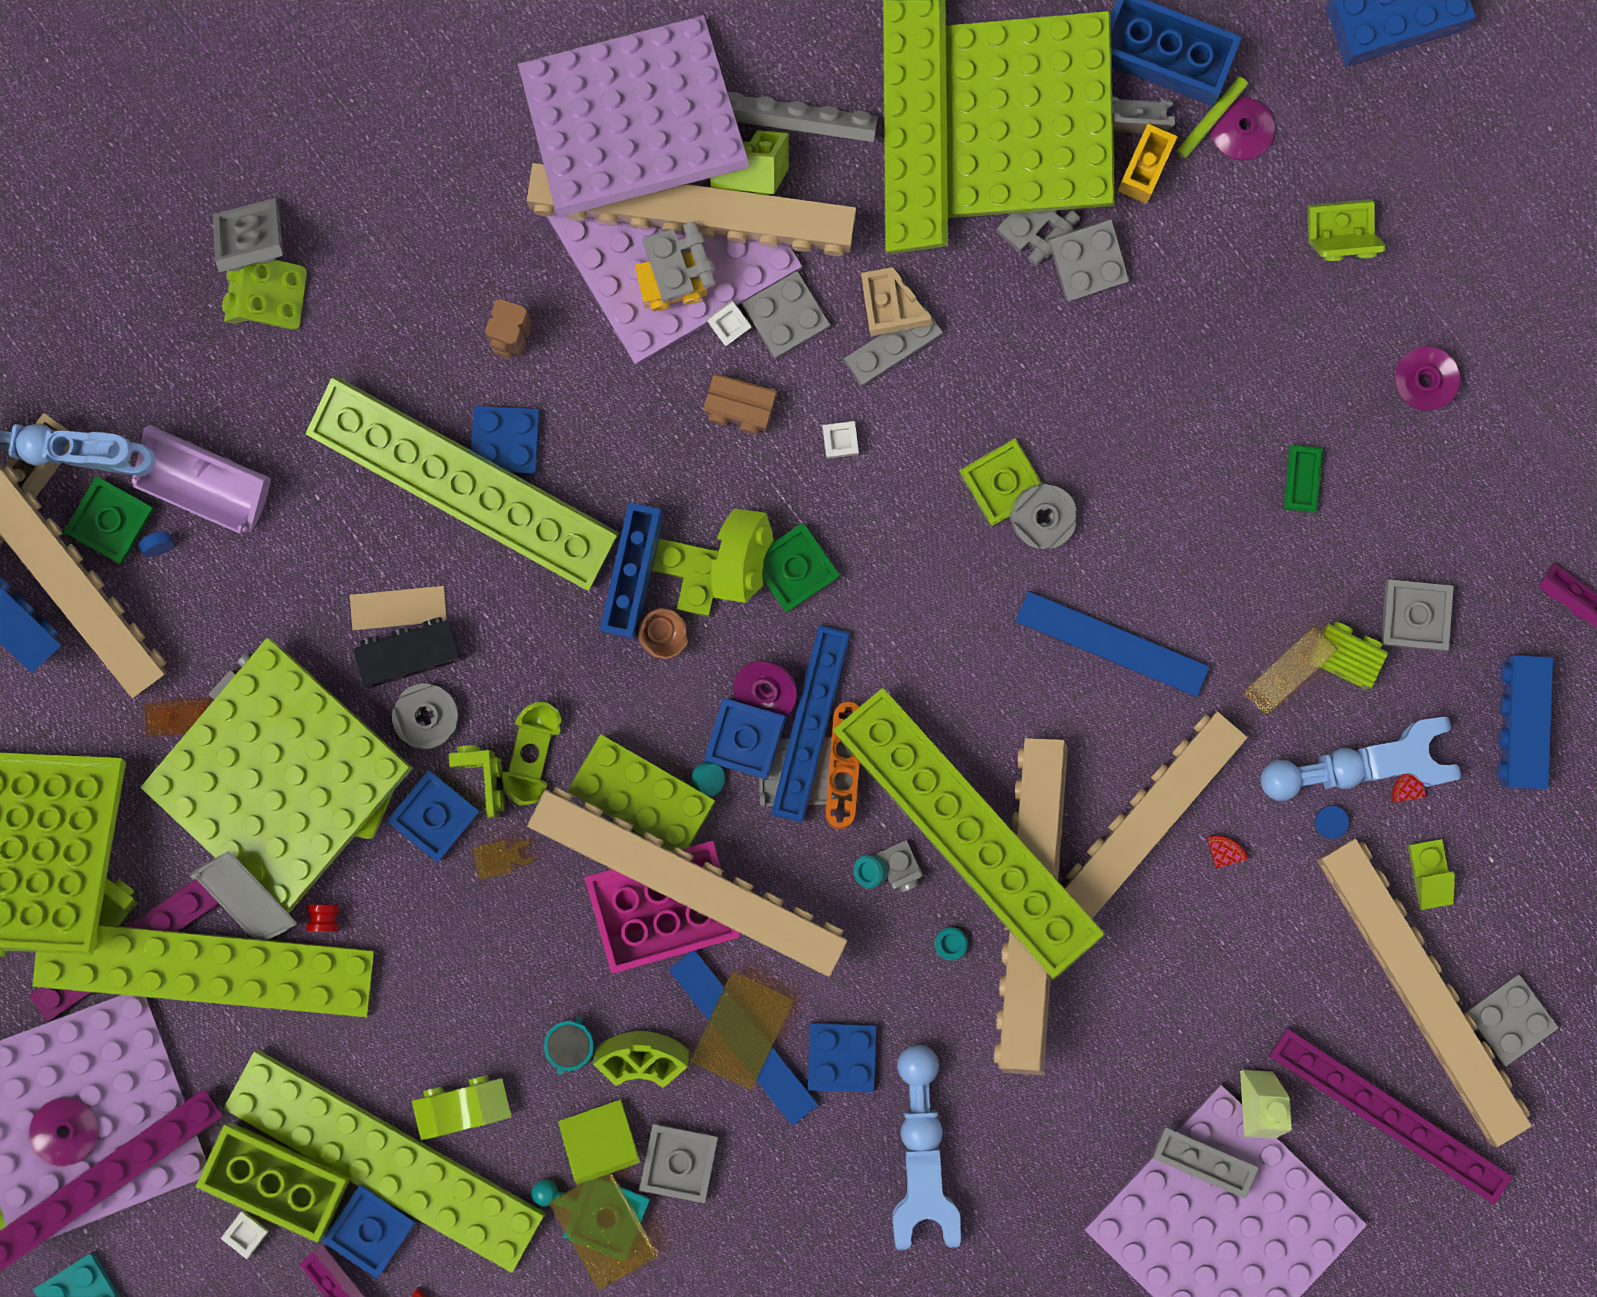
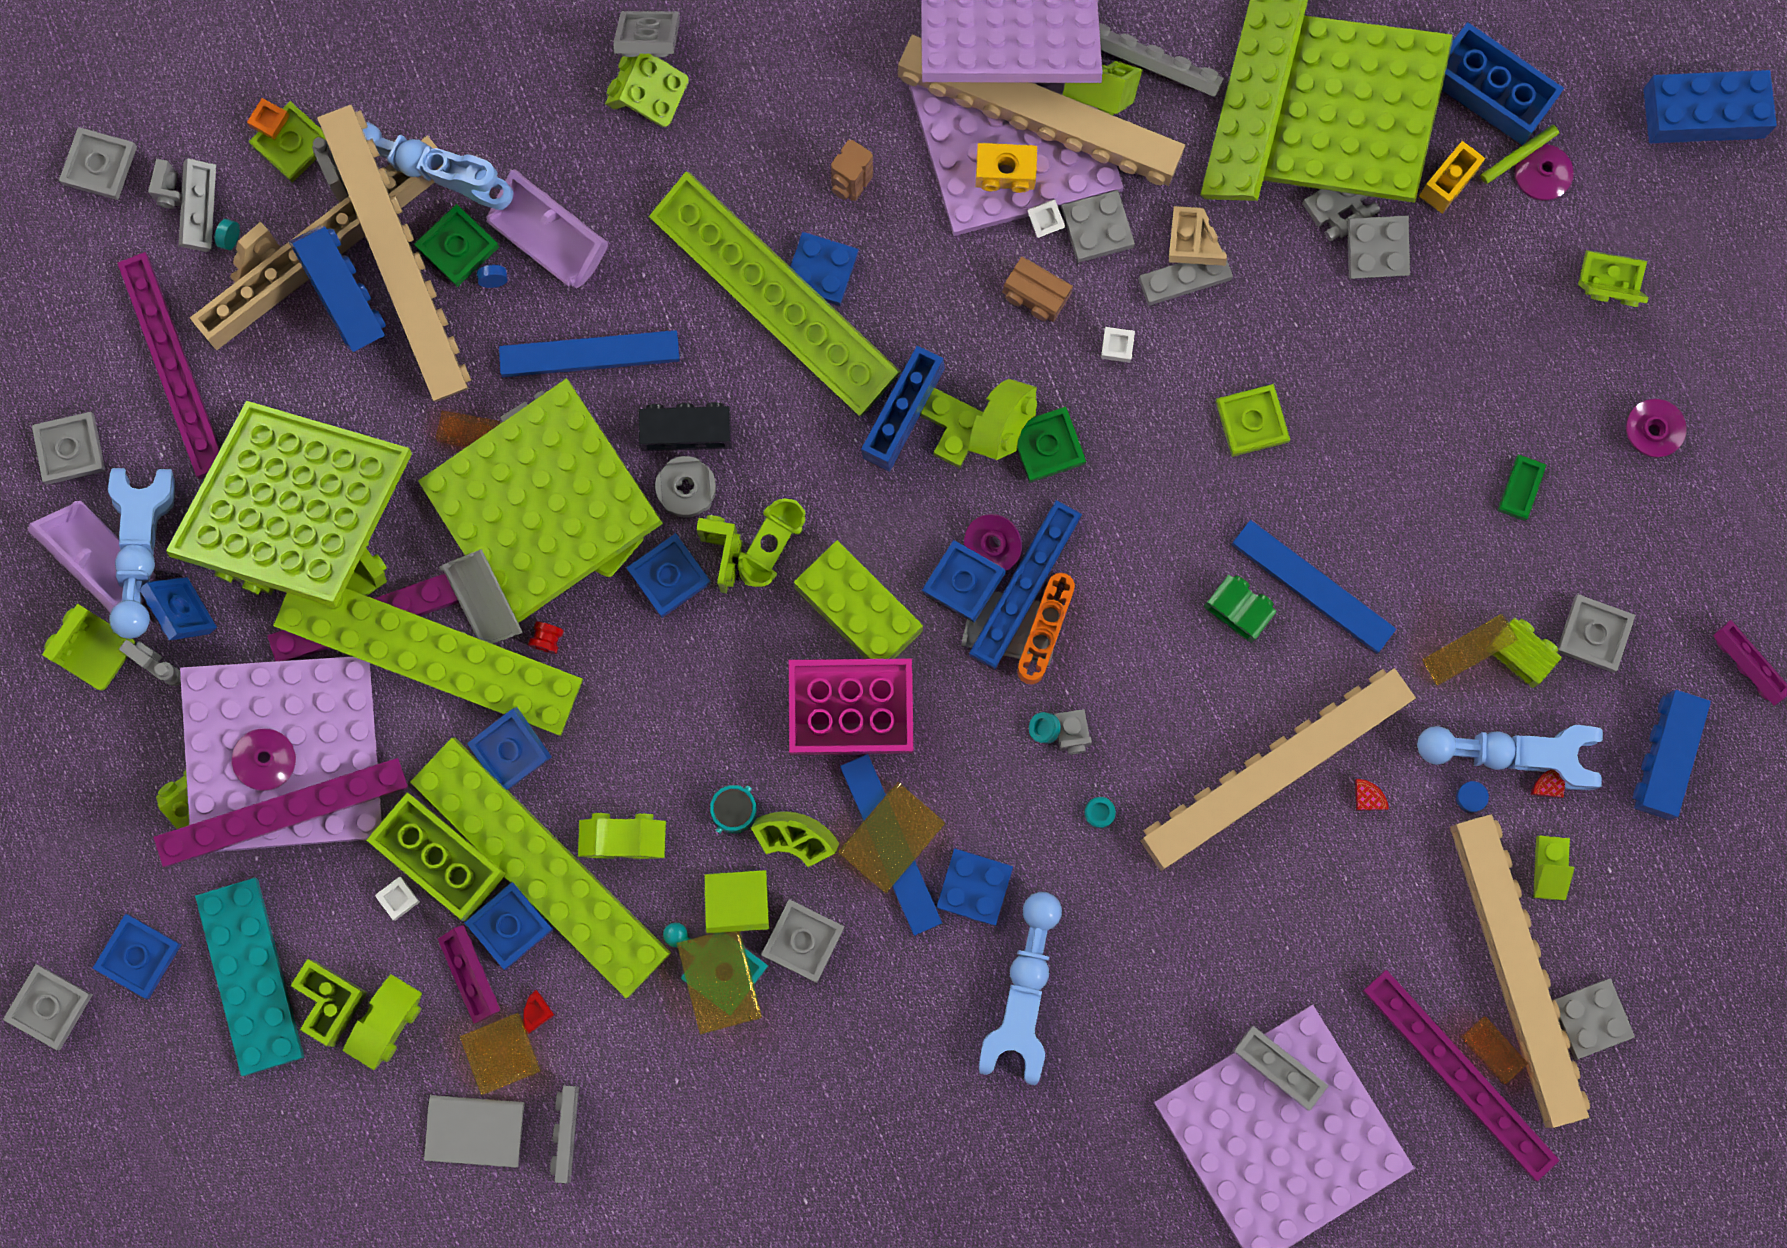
camera: 15 degrees right, 5 degrees down
(283, 599) = (589, 353): none -> blue tile
(318, 1047) = (509, 749): none -> blue plate
(397, 607) = (686, 387): tan sticker -> none
(495, 858) = (712, 627): clear yellow plate -> none
(662, 633) = (915, 469): nougat hair -> none
(669, 266) = (1008, 151): light grey plate -> none
(687, 882) = (880, 687): tan brick -> none
(708, 778) = (922, 607): teal tile -> none
(968, 834) = (1144, 713): lime plate -> none
(1026, 982) = (1183, 795): tan brick -> none
(1042, 689) = (1240, 608): none -> green brick
(1062, 516) = (1298, 461): light grey plate -> none
(1134, 115) = (1449, 134): light grey hinge -> none
(1264, 1105) = (1348, 1033): yellowish green slope -> none
(1418, 1081) = (1494, 1050): none -> clear orange plate

